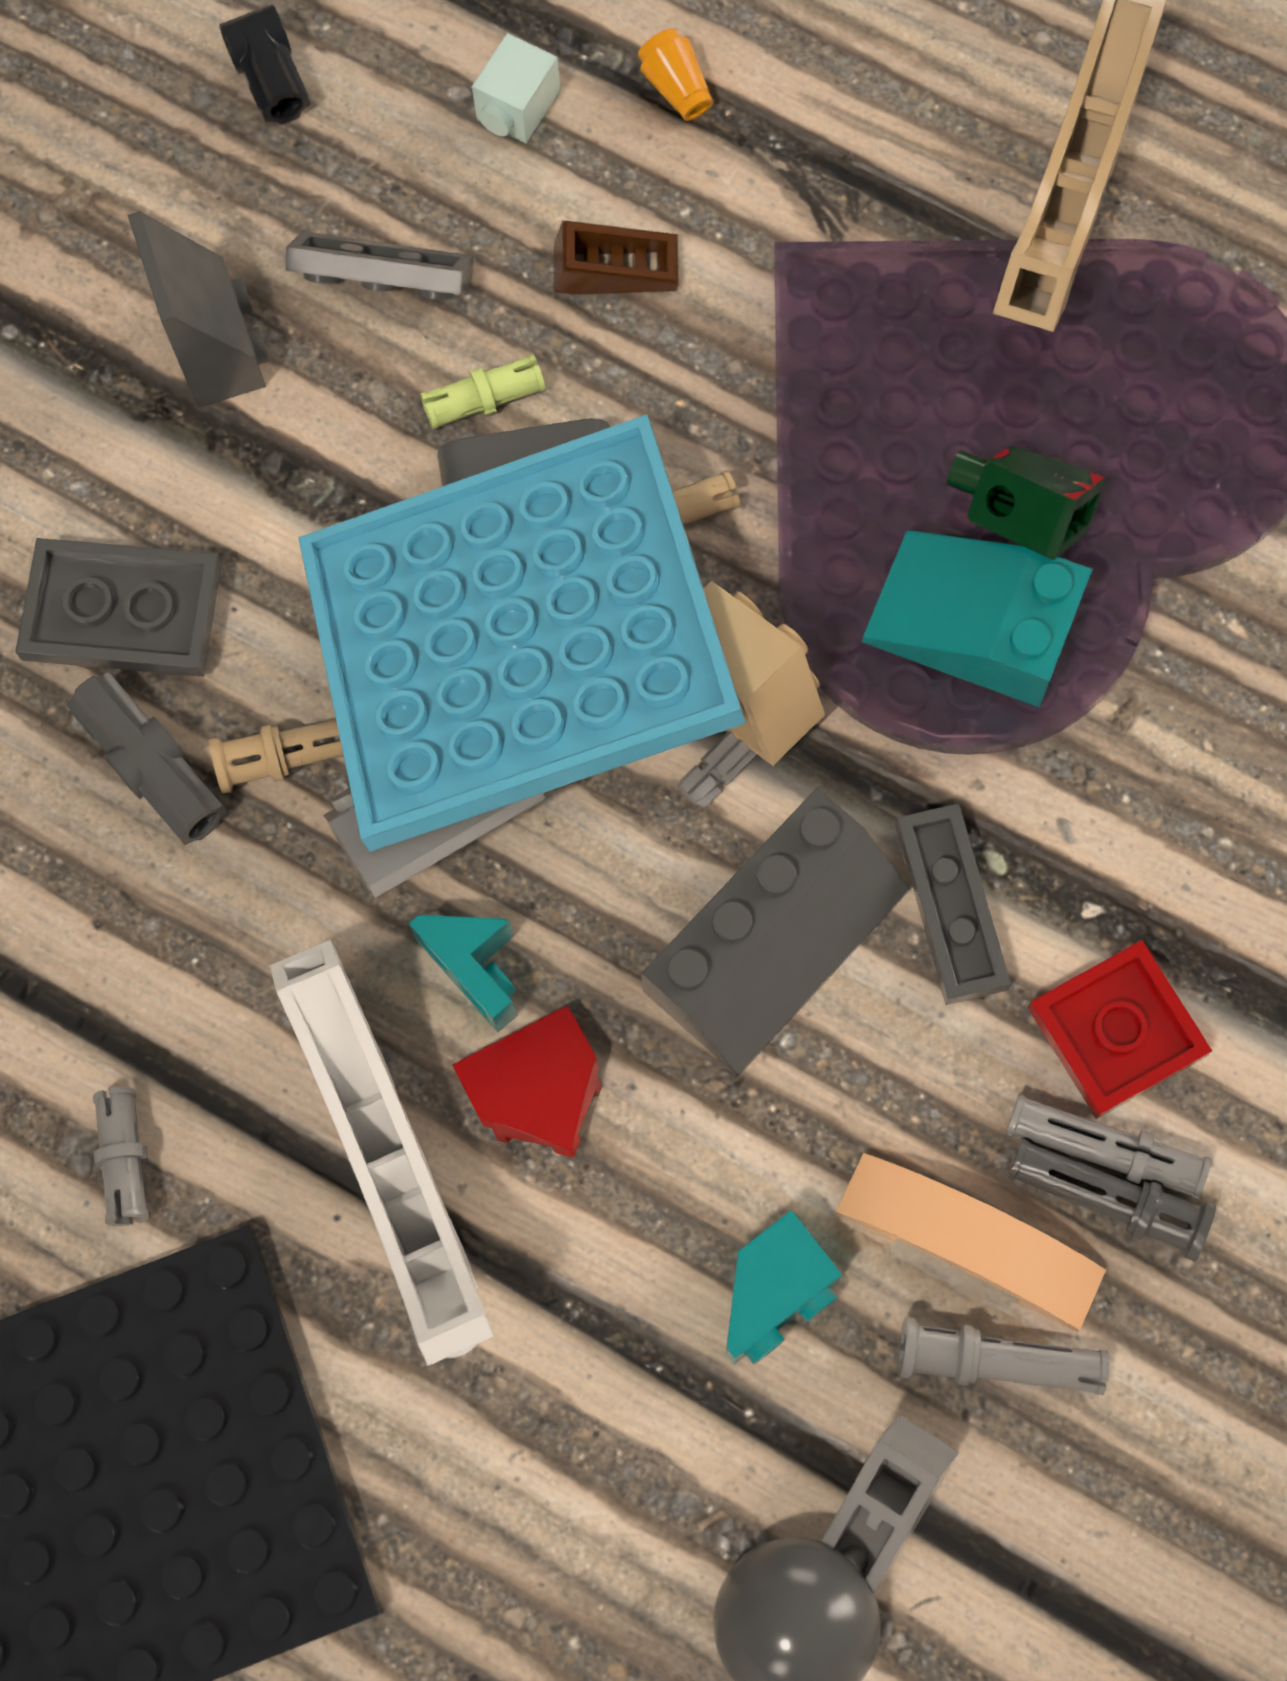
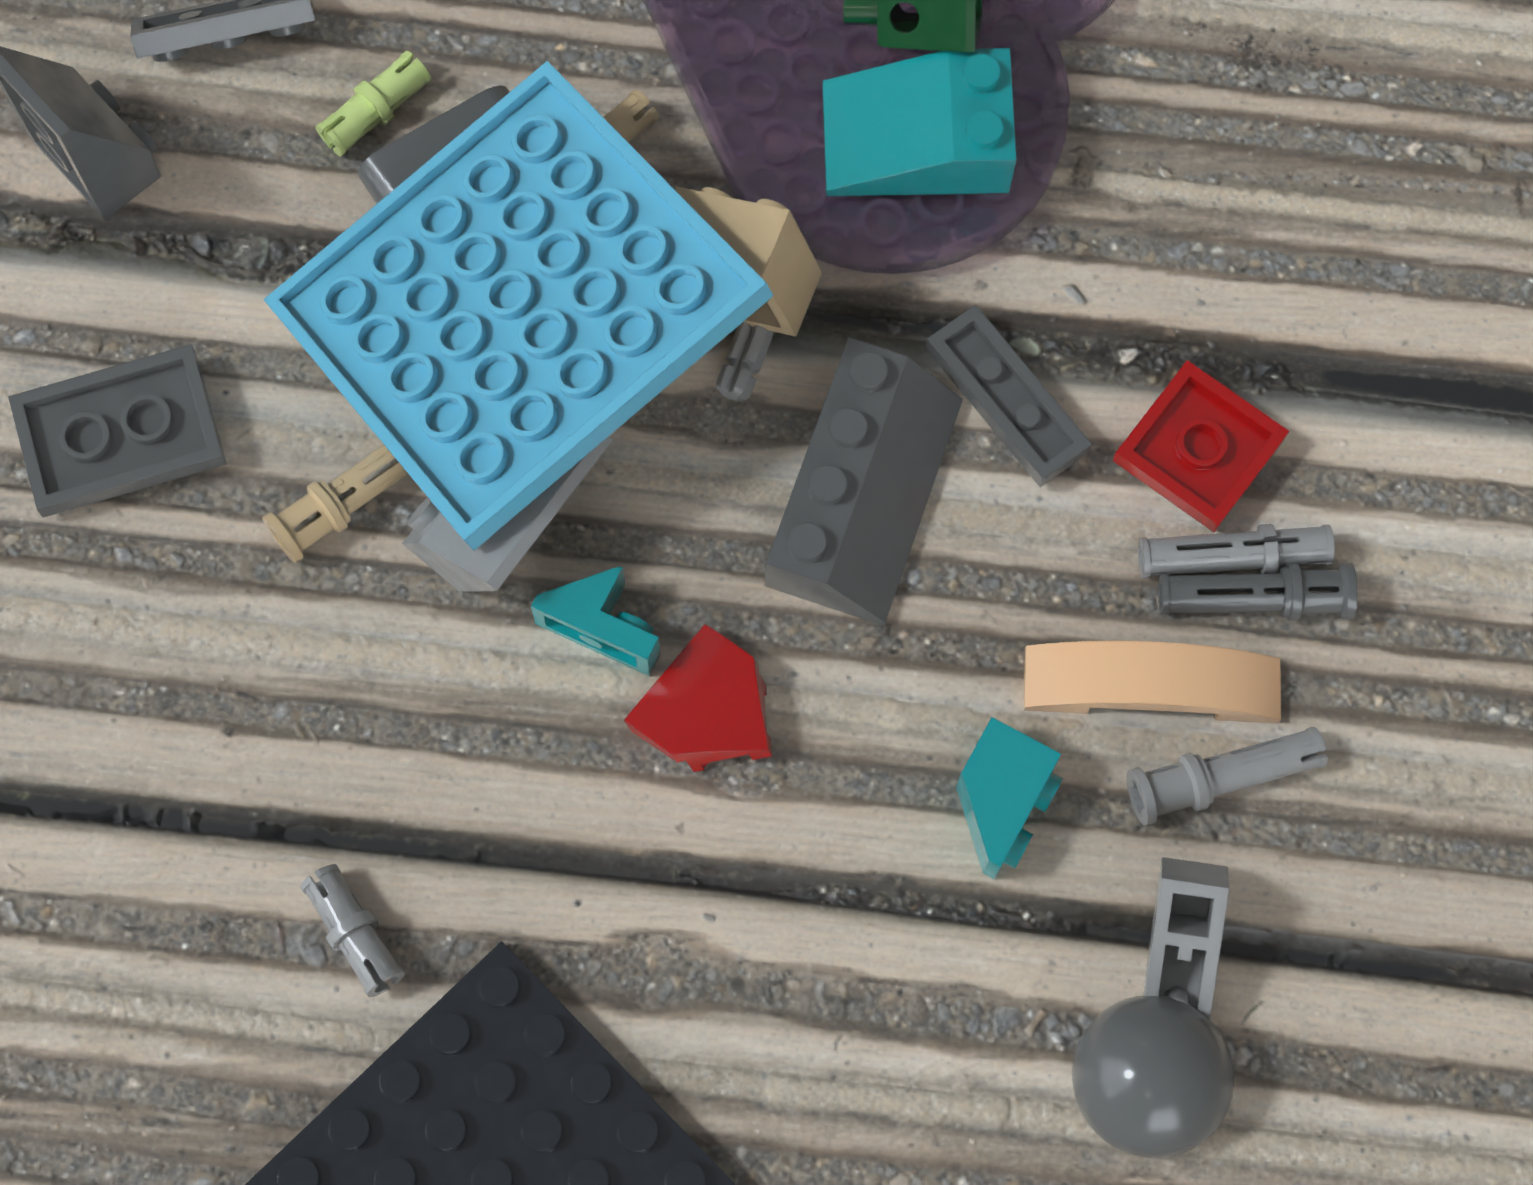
camera: 30 degrees left, 0 degrees up
(146, 758) = (208, 558): dark grey piece -> none
(383, 1153) = (602, 819): white arch -> none

